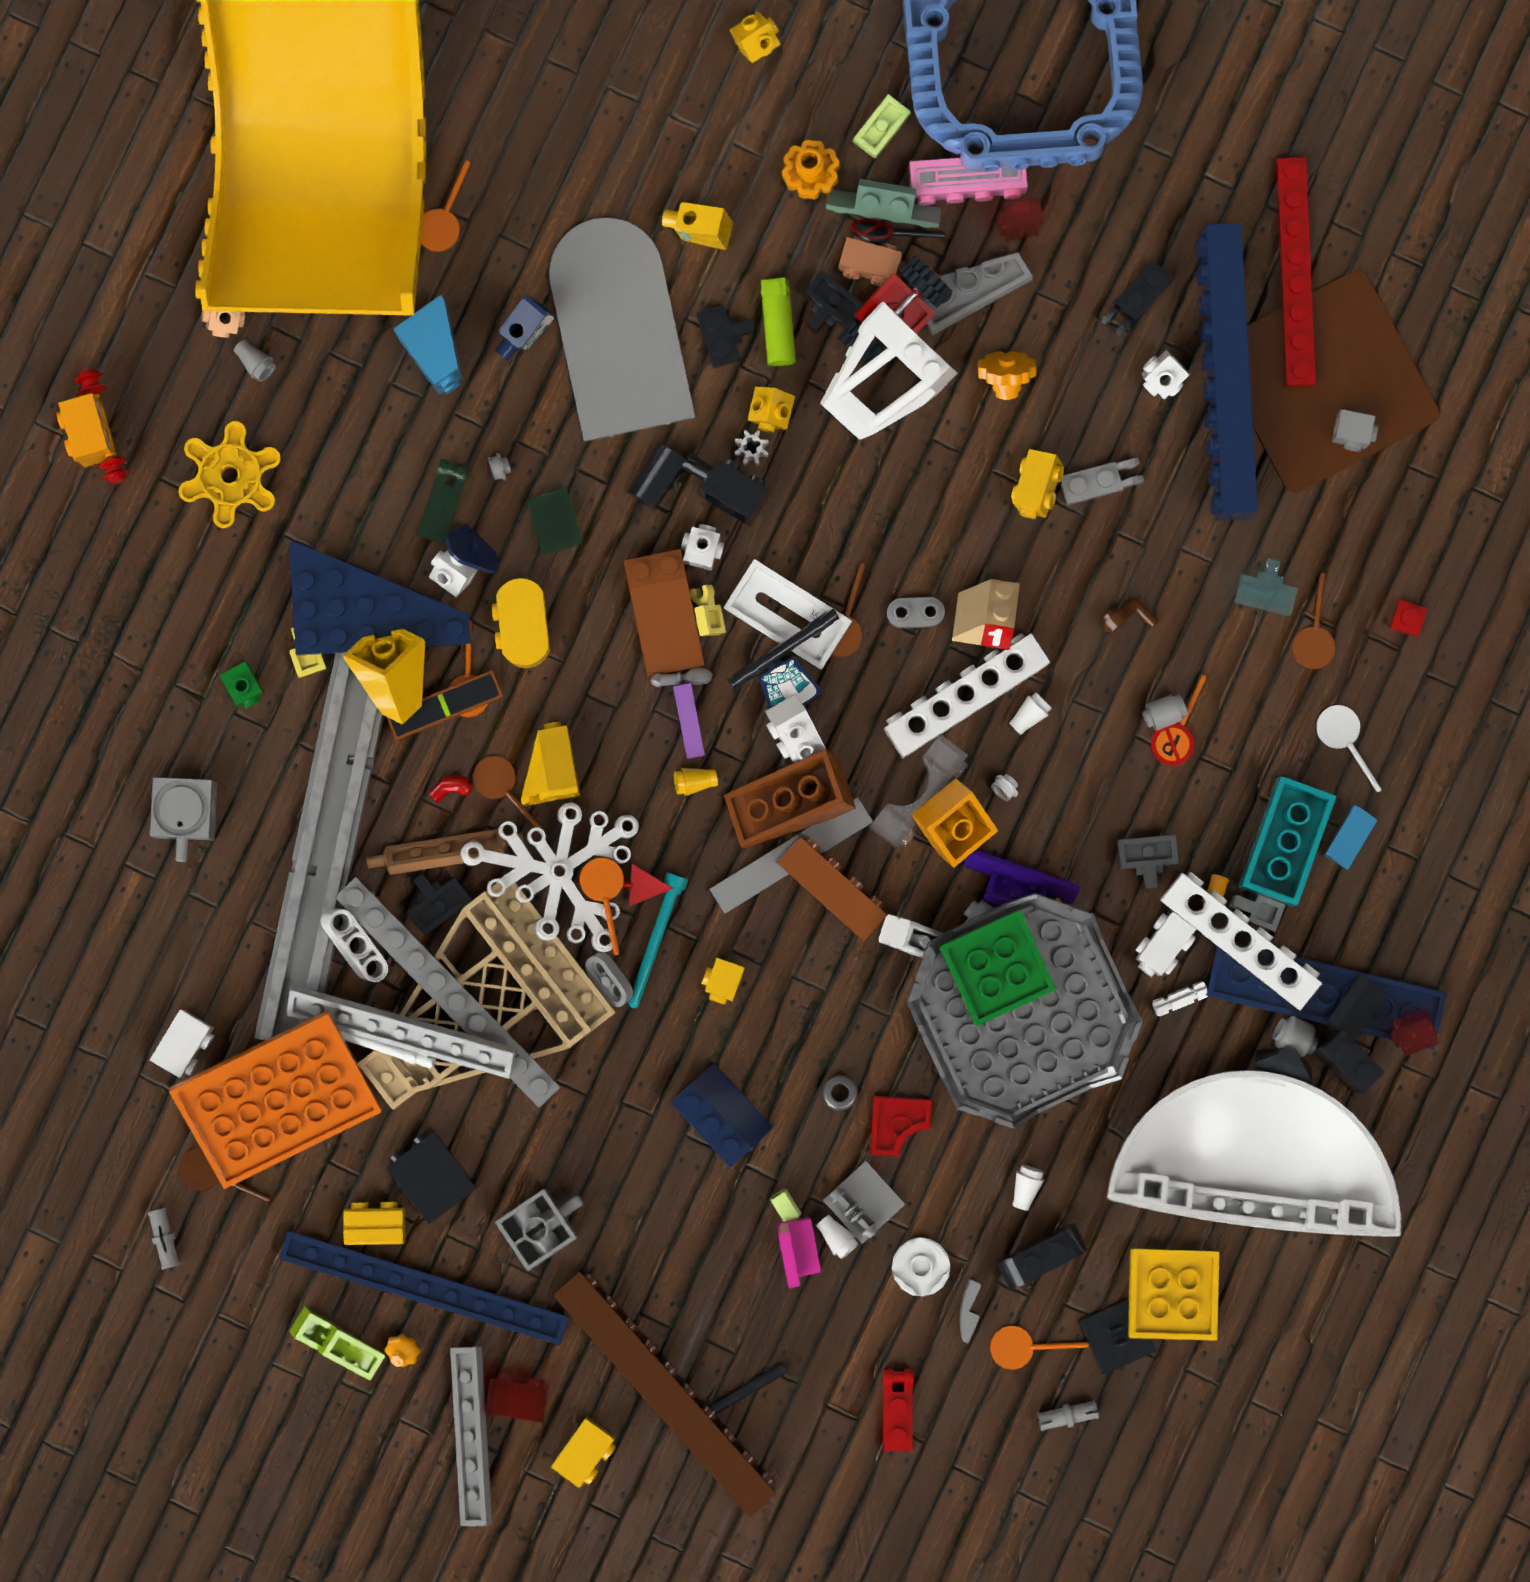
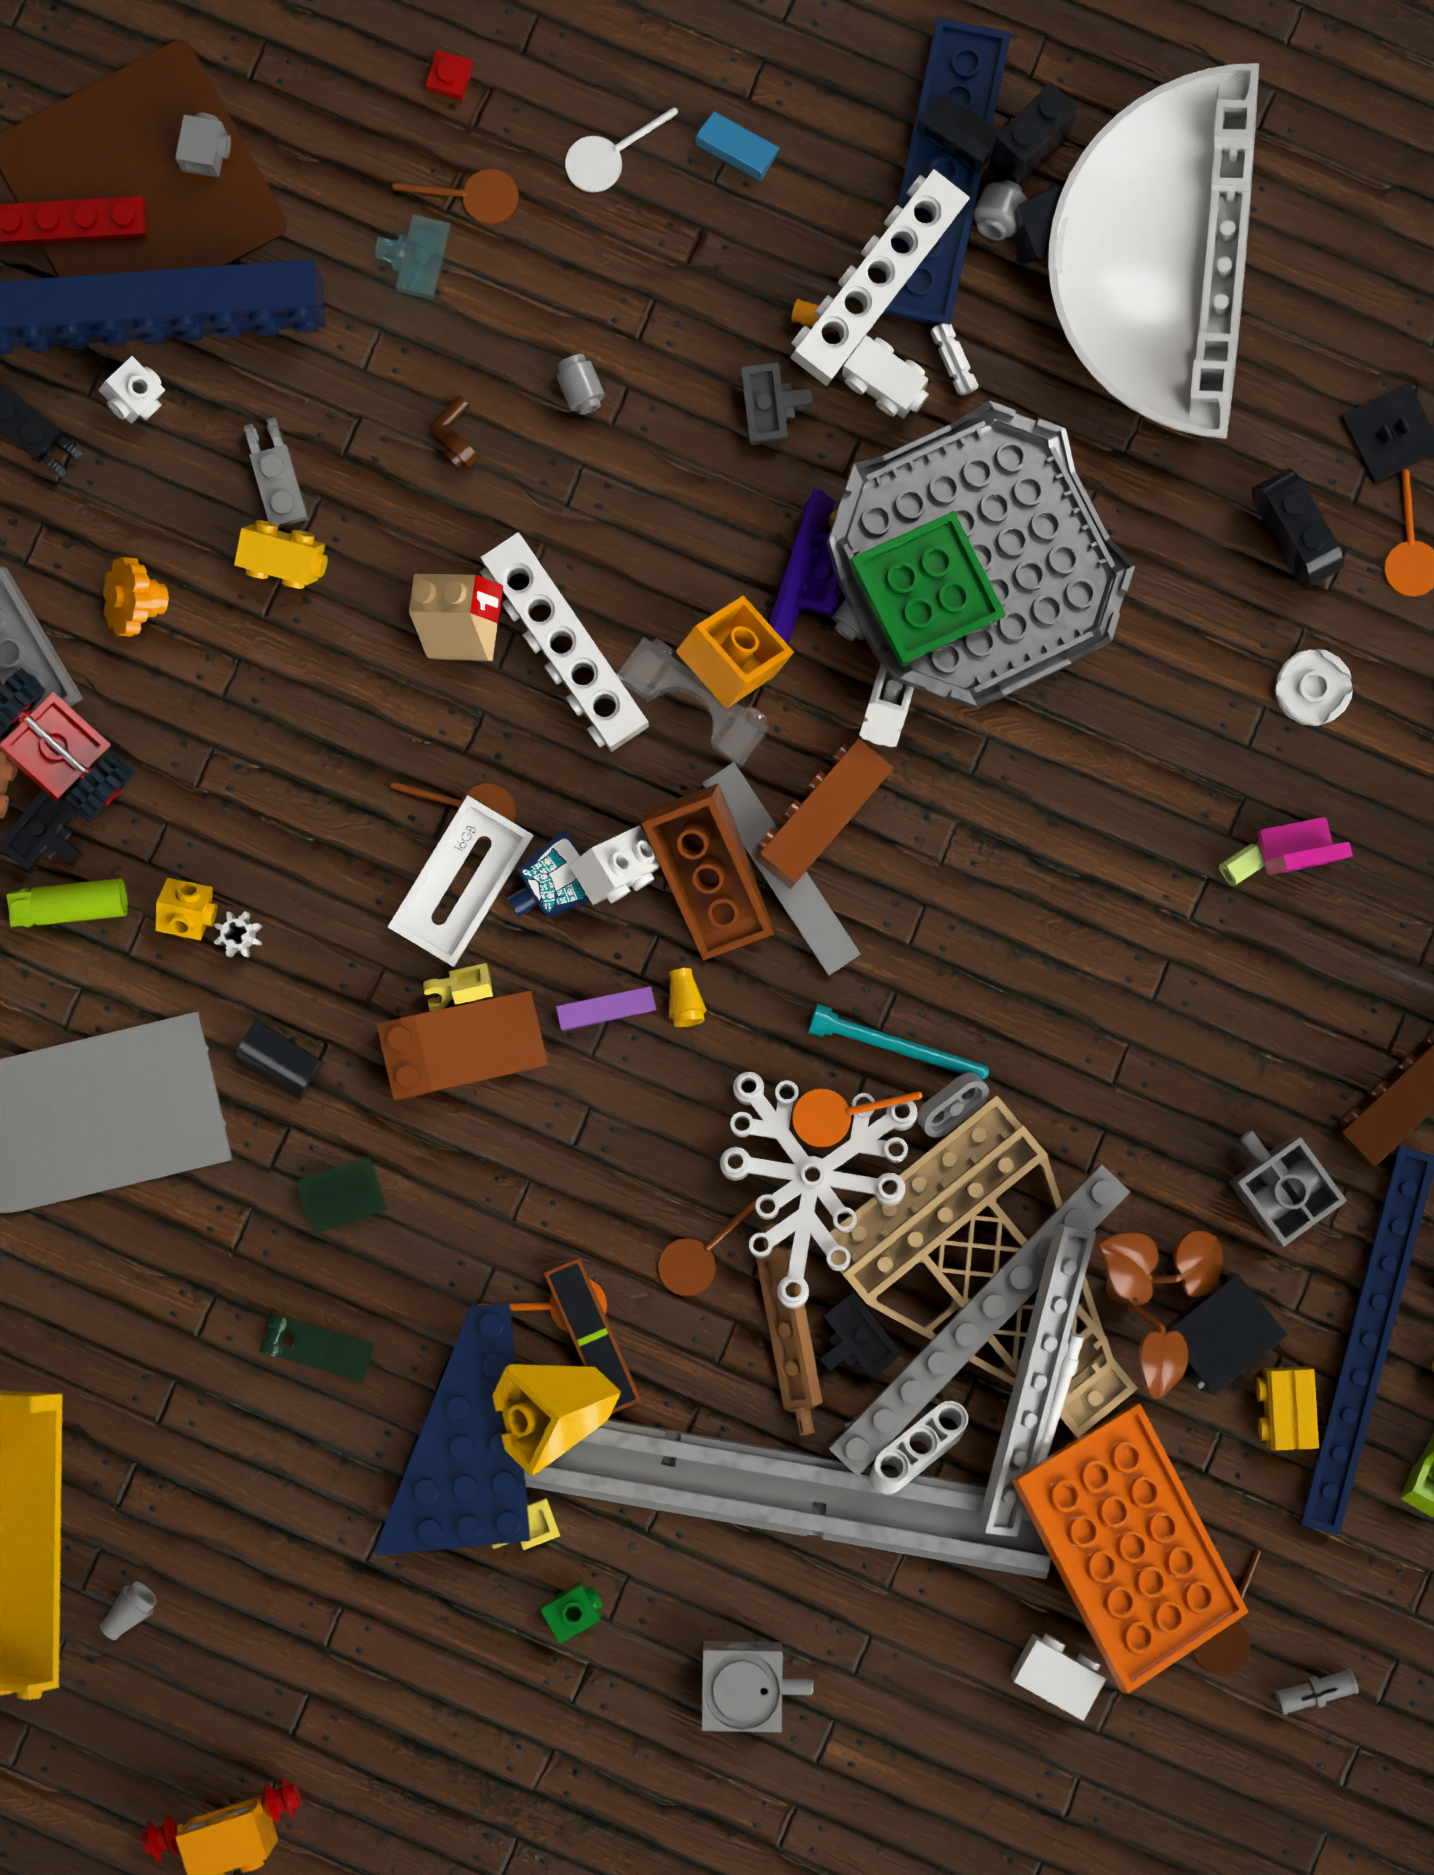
camera: 90 degrees left, 0 degrees up
(212, 464) = (265, 1659): yellow plate -> none
(223, 327) = (83, 1655): light nougat brick -> none
(432, 345) = (103, 1369): dark azure slope -> none
(450, 573) = (410, 1329): white brick -> none
(450, 784) = (698, 1324): red arm -> none
(471, 550) = (382, 1306): dark blue piece -> none
(479, 1099) = (1128, 1265): none -> dark orange plant
(499, 467) = (269, 1272): light grey plate -> none
(521, 623) = (479, 1235): yellow brick -> none
(533, 319) = (69, 1229): dark blue torso -> none
(551, 767) = (672, 1189): yellow slope -> none
(643, 885) = (827, 1063): red piece -> none
(695, 676) = (546, 1001): light grey piece -> none
(702, 557) = (386, 1000): white brick -> none
(722, 335) = (86, 977): black hinge -> none
(722, 981) = (952, 952): yellow brick -> none
(722, 1115) = (1127, 951): dark blue slope -> none
(729, 488) = (292, 961): black brick -> none
(752, 669) = (535, 923): black piece -> none
(837, 1237) = (1281, 795): white cone -> none
(852, 1095) = (1099, 783): flat silver piece -> none
(864, 1202) = (1233, 762): light grey hinge -> none
(895, 1121) = (1125, 724): red tile -> none
(900, 342) = (93, 730): white windscreen -> none
(915, 612) = (455, 712): light grey plate -> none
(968, 1319) = (1379, 624): light grey slope -> none
(1005, 787) = (684, 590): white plate -> none
(1027, 1186) = (1203, 550): white cone -> none
(1030, 713) = (585, 559): white cone -> none
(1173, 1294) = (1338, 360): yellow plate -> none
(1175, 743) = (620, 371): piece -> none
(1262, 912) = (837, 254): light grey plate -> none
(1287, 841) = (747, 222): teal brick -> none
(1414, 1032) = (993, 52): clear red brick -> none

